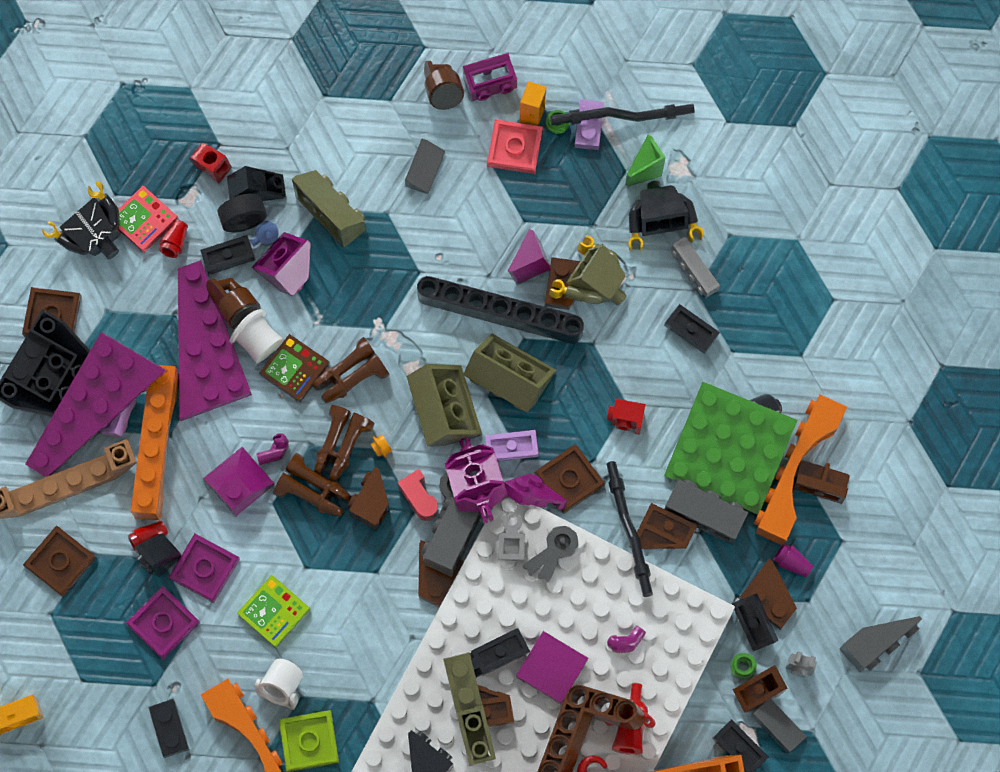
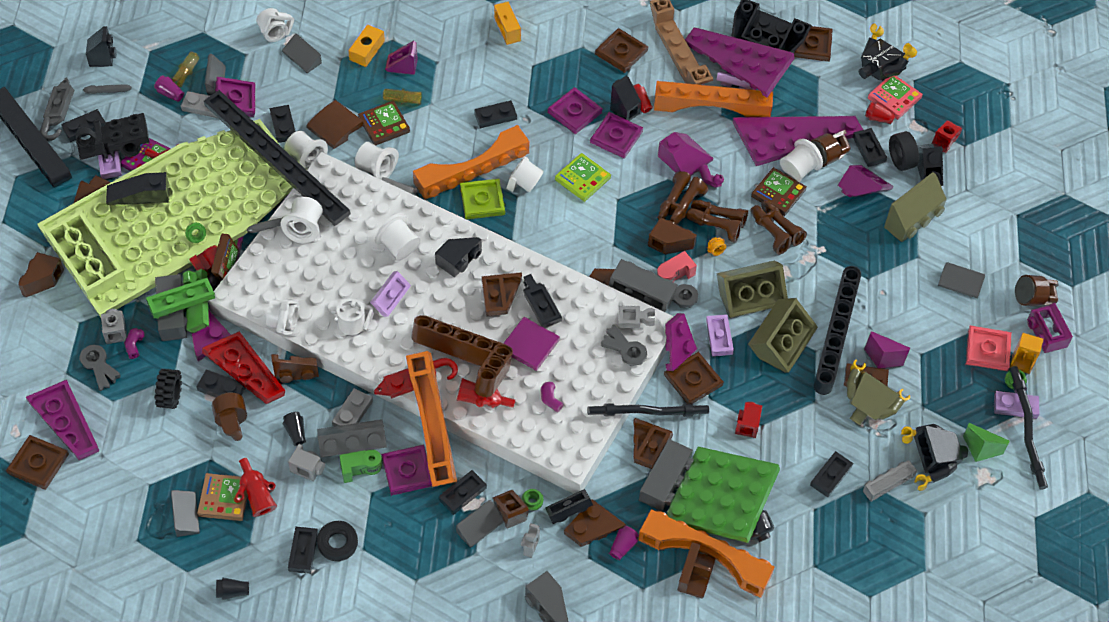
camera: 90 degrees right, 15 degrees down
(265, 233) = (890, 171): medium blue piece -> none
(469, 708) = (494, 278): olive slope -> none
(479, 491) = (686, 296): magenta plate -> none

